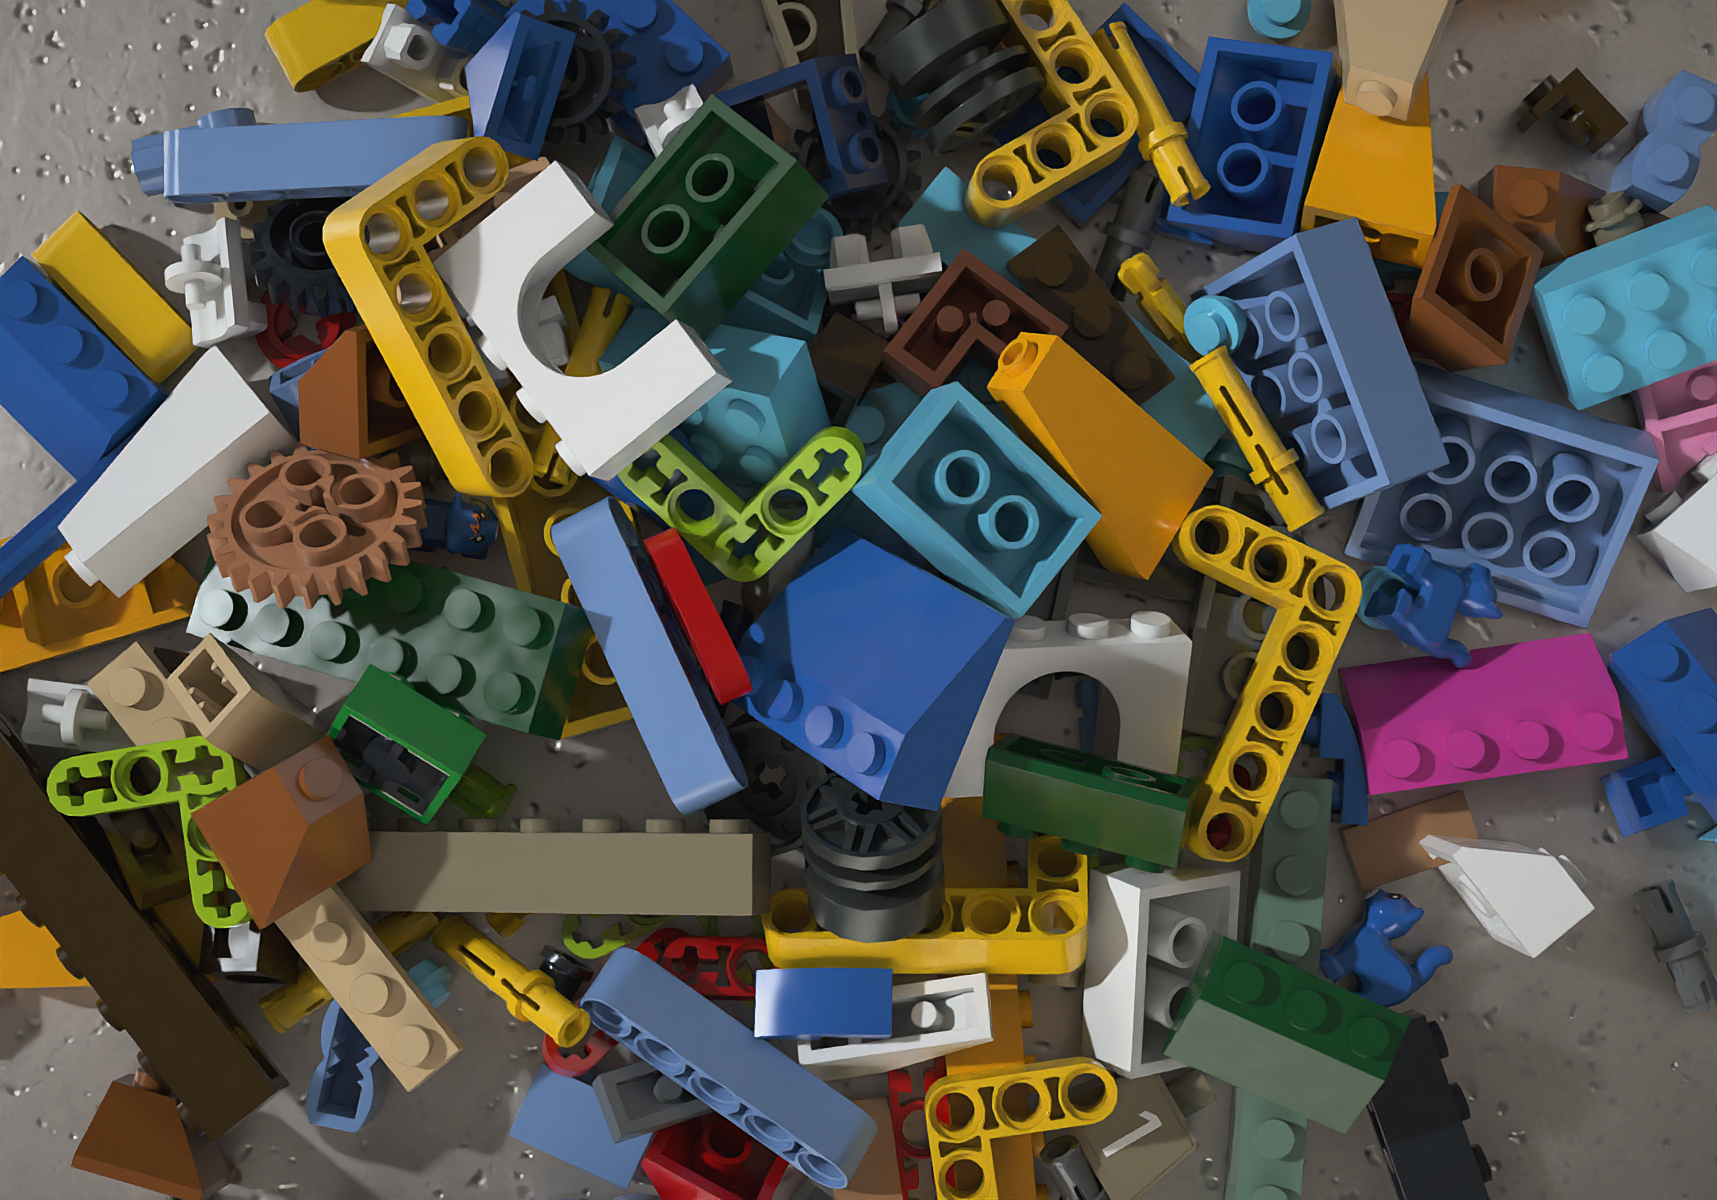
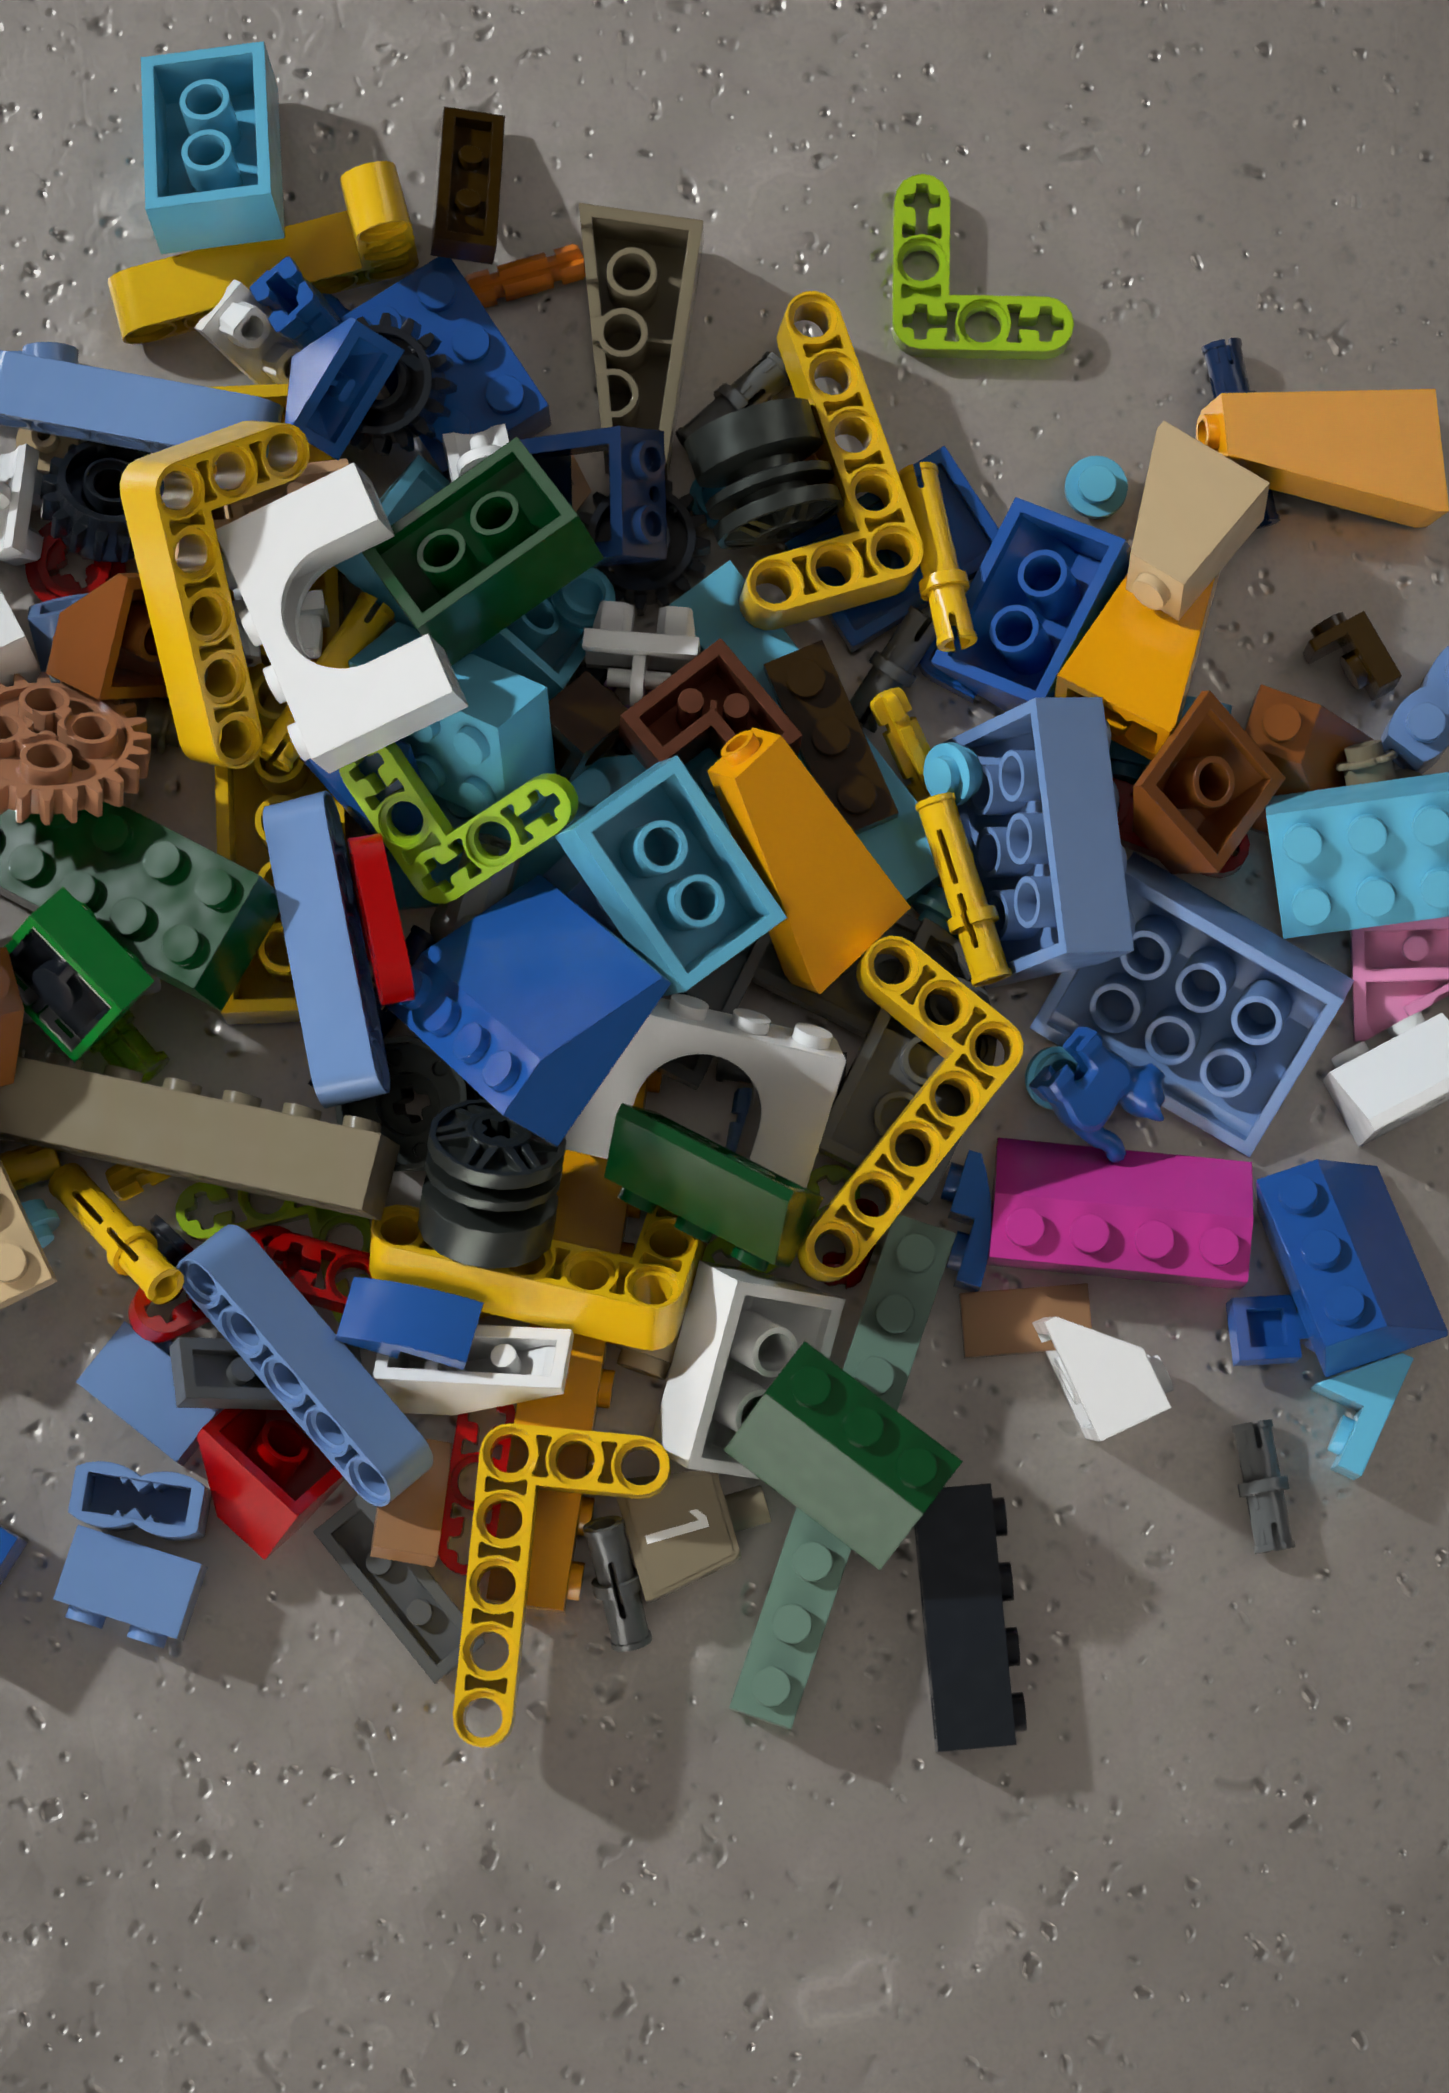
camera: 15 degrees right, 5 degrees down
(459, 526) = (174, 791): blue animal -> none
(1368, 951) = (956, 1417): blue animal -> none

